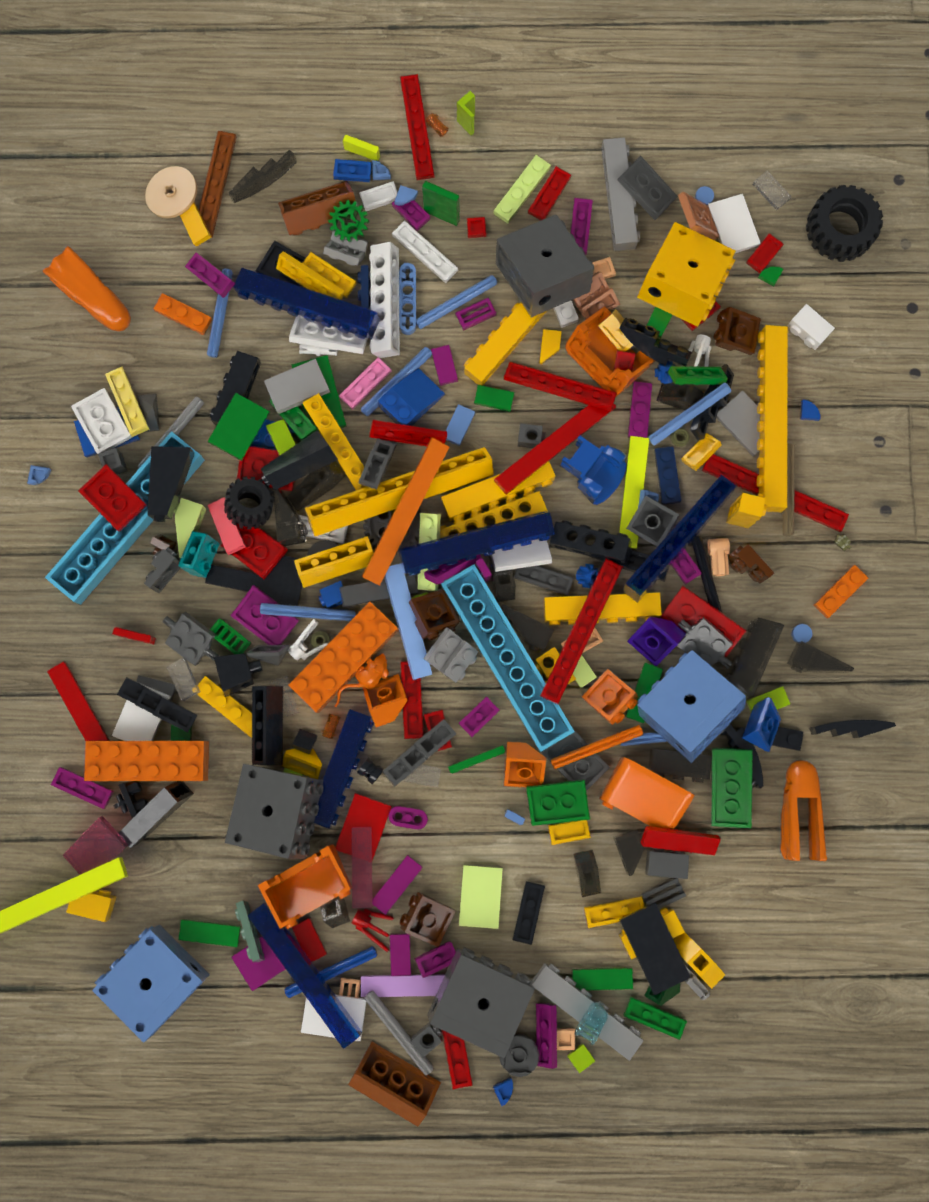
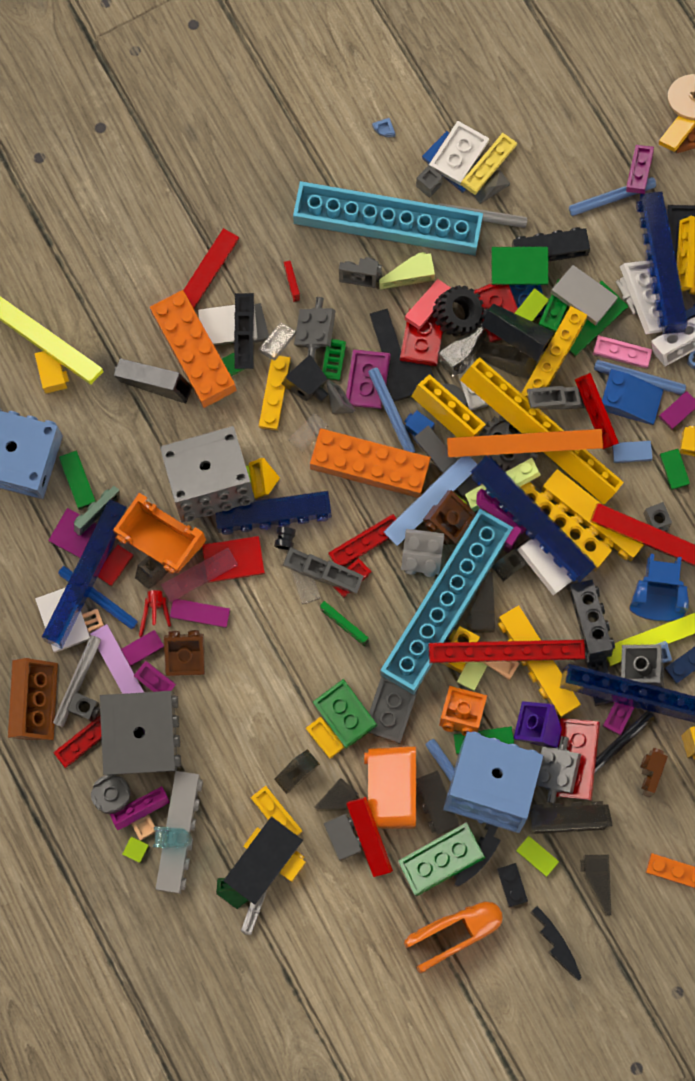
camera: 65 degrees right, 5 degrees down
(85, 790) = (141, 310): magenta plate -> none
(86, 289) = (566, 78): orange piece -> none
(95, 847) = (100, 346): clear pink tile -> none
(112, 498) = (398, 197): red tile -> none
(128, 791) = (152, 351): black hips -> none
(162, 542) = (384, 259): reddish brown tile -> none
(167, 477) = (438, 232): black slope -> none
(182, 314) = (593, 166): orange plate -> none
(199, 554) = (390, 294): teal brick -> none
(267, 725) = (276, 430): black brick -> none
(298, 649) = (356, 421): white plant -> none
(304, 741) = (280, 470): black tile -> none
(315, 636) = (377, 431): olive plate -> none
(331, 726) = (304, 485): clear orange pin -> none
(368, 676) = (366, 492): orange animal -> none
(385, 700) = (352, 517): orange slope -> none
(408, 816) = (262, 592): magenta plate -> none
(479, 716) = (382, 606): magenta plate -> none
(480, 896) = (227, 690): yellowish green tile -> none
(504, 1090) = (74, 797): blue tile -> none
(514, 817) = (311, 687): medium blue tile -> none
(523, 765) = (360, 665): orange slope -> none
(528, 912) = (235, 739): black tile -> none
(545, 579) = (536, 599): dark grey tile -> none
(586, 575) = (560, 632): blue gear -> none
(596, 747) = (412, 721): orange axle -> none
(603, 978) = (213, 834): green tile -> none
(655, 1018) = (203, 897): green tile -> none
(679, 888) = (327, 859): dark grey tile -> none
(698, 960) = (273, 908): yellow slope -> none
(718, 551) = (647, 741): light nougat piece -> none
(762, 724) = (512, 858): blue slope -> none
(801, 633) = (617, 855): medium blue tile -> none

